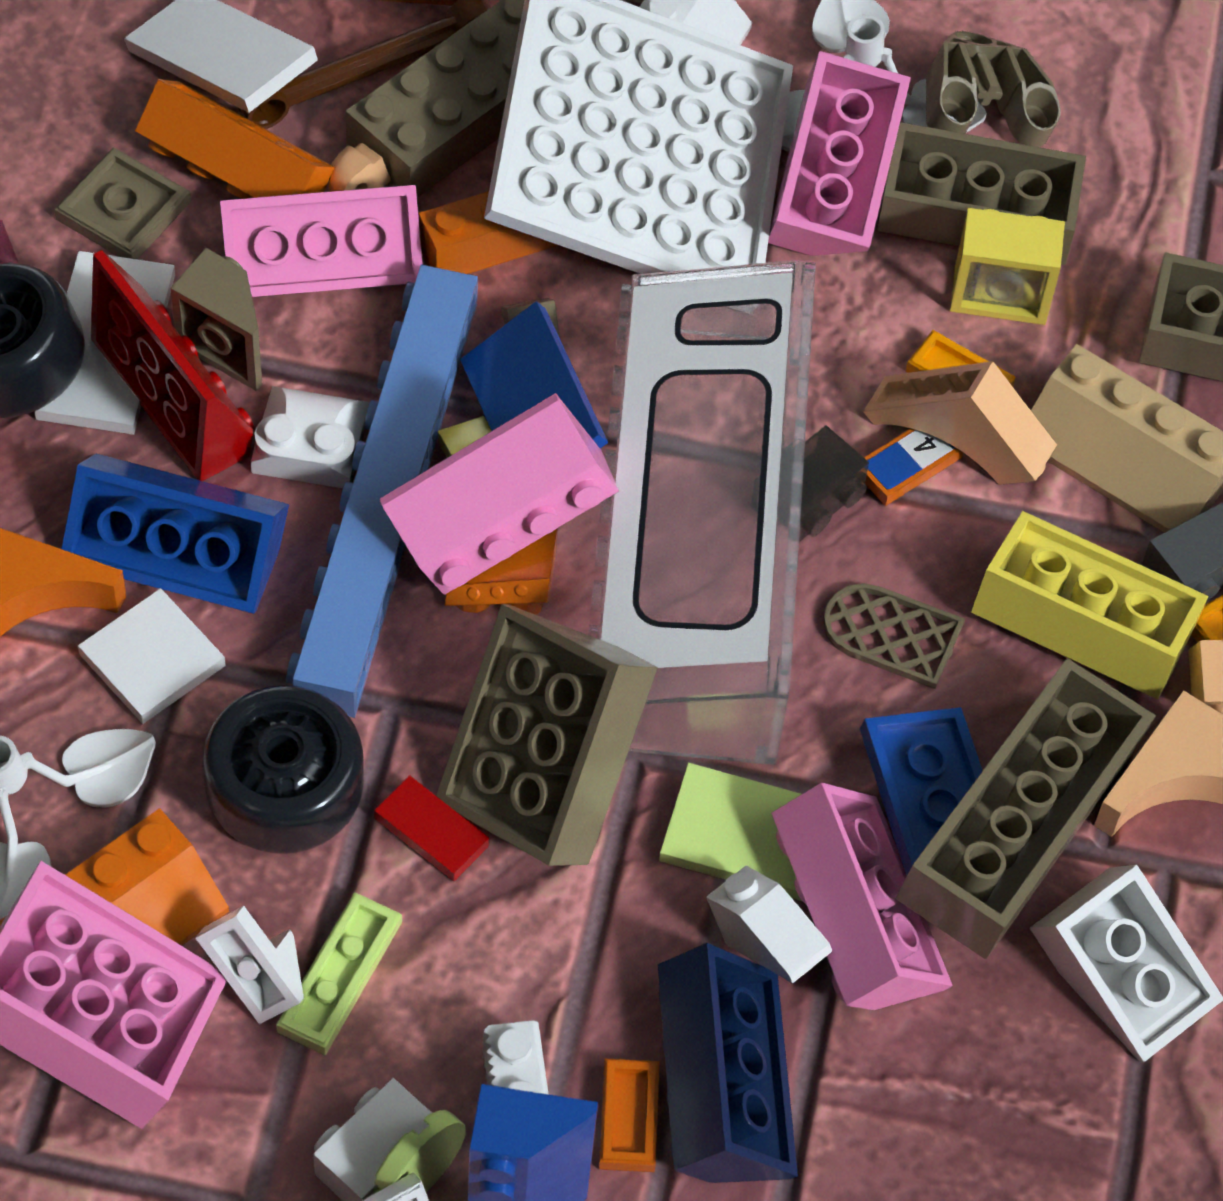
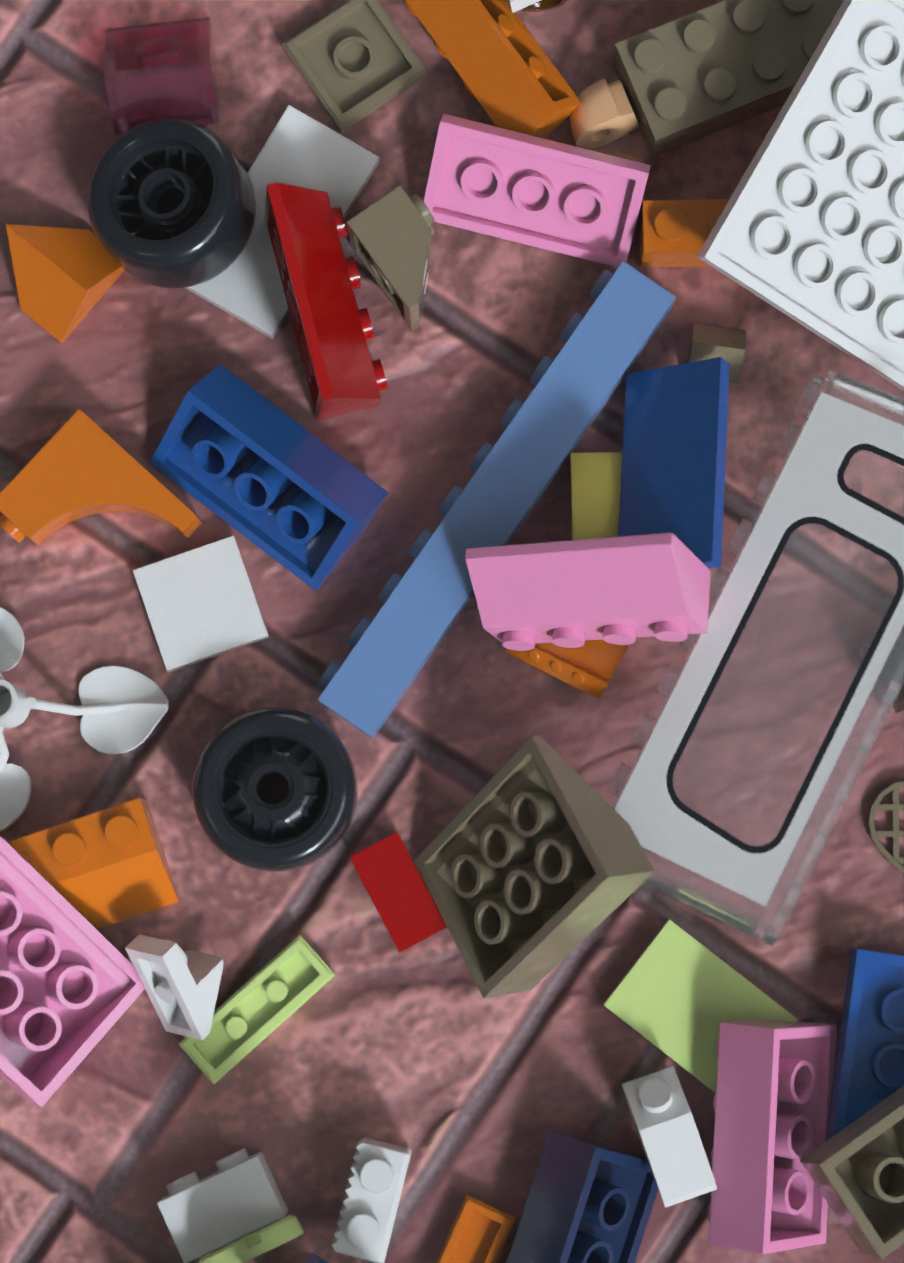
camera: 30 degrees right, 25 degrees up
(308, 437) = (444, 407): white slope -> none

